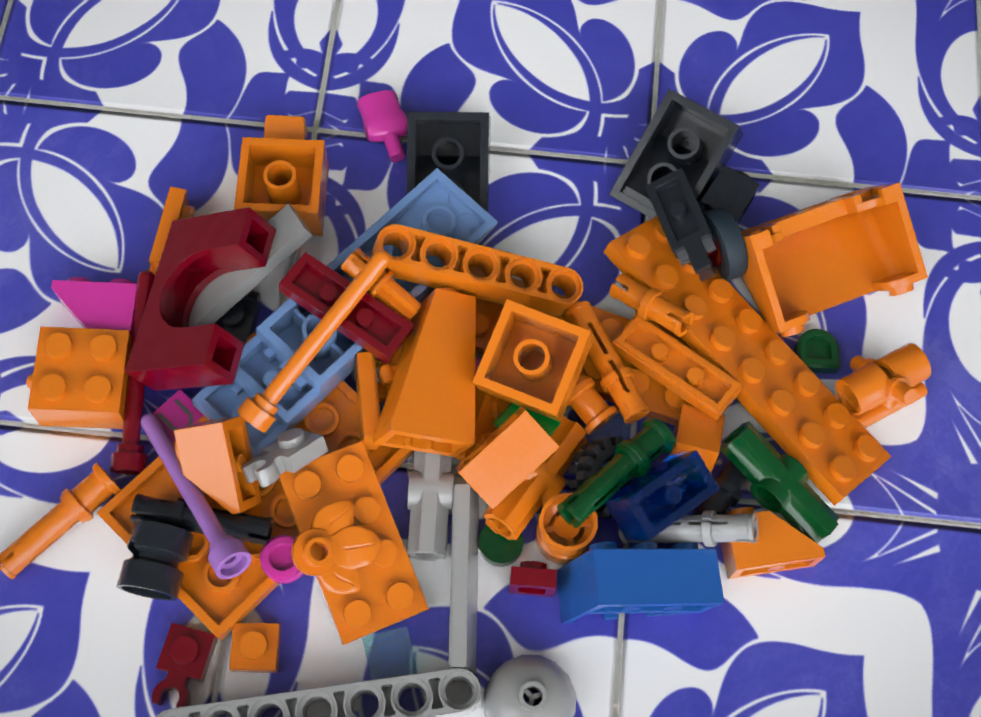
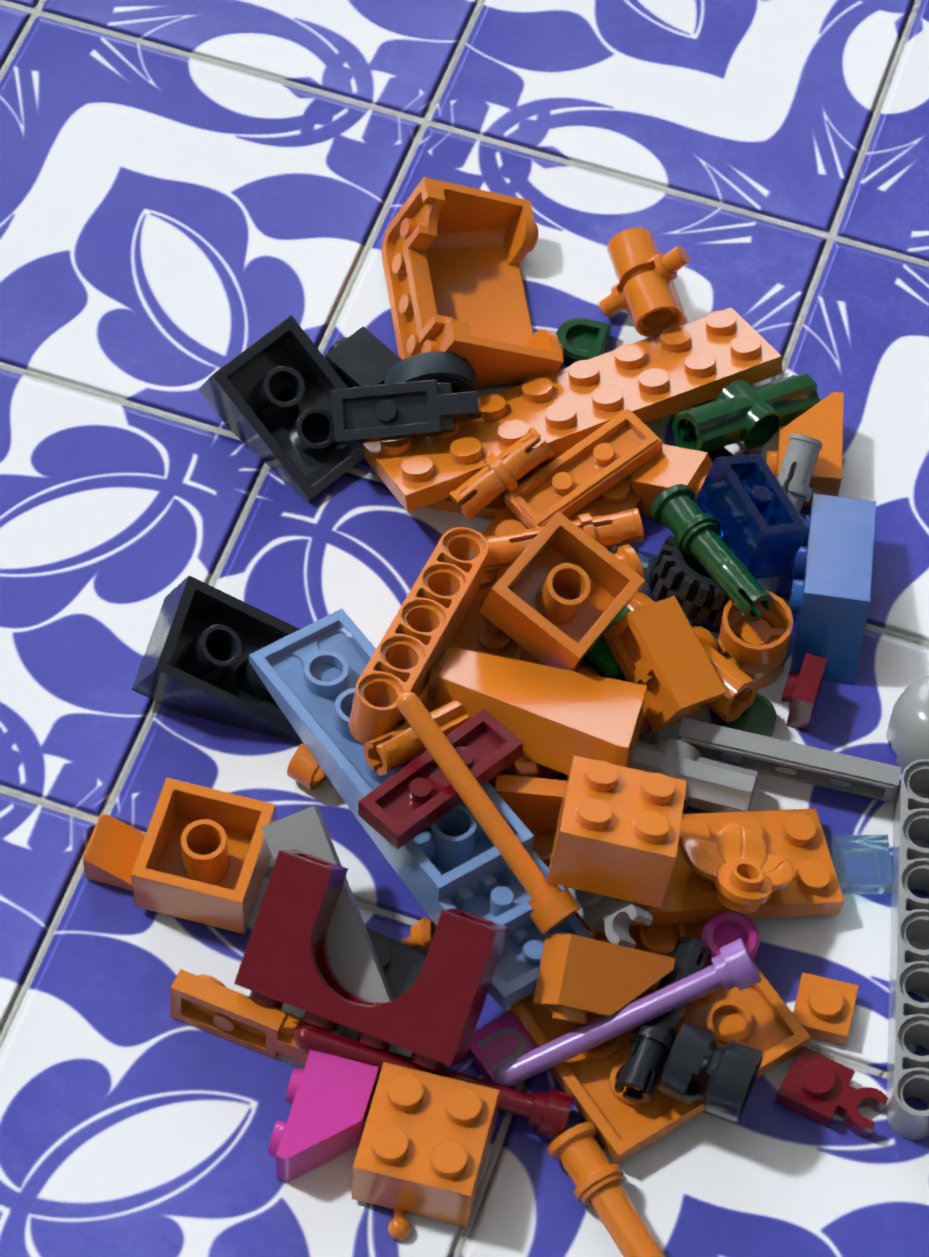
camera: 75 degrees left, 10 degrees down
(321, 439) = (617, 832): none -> orange brick
(384, 121) = (129, 725): dark pink piece -> none

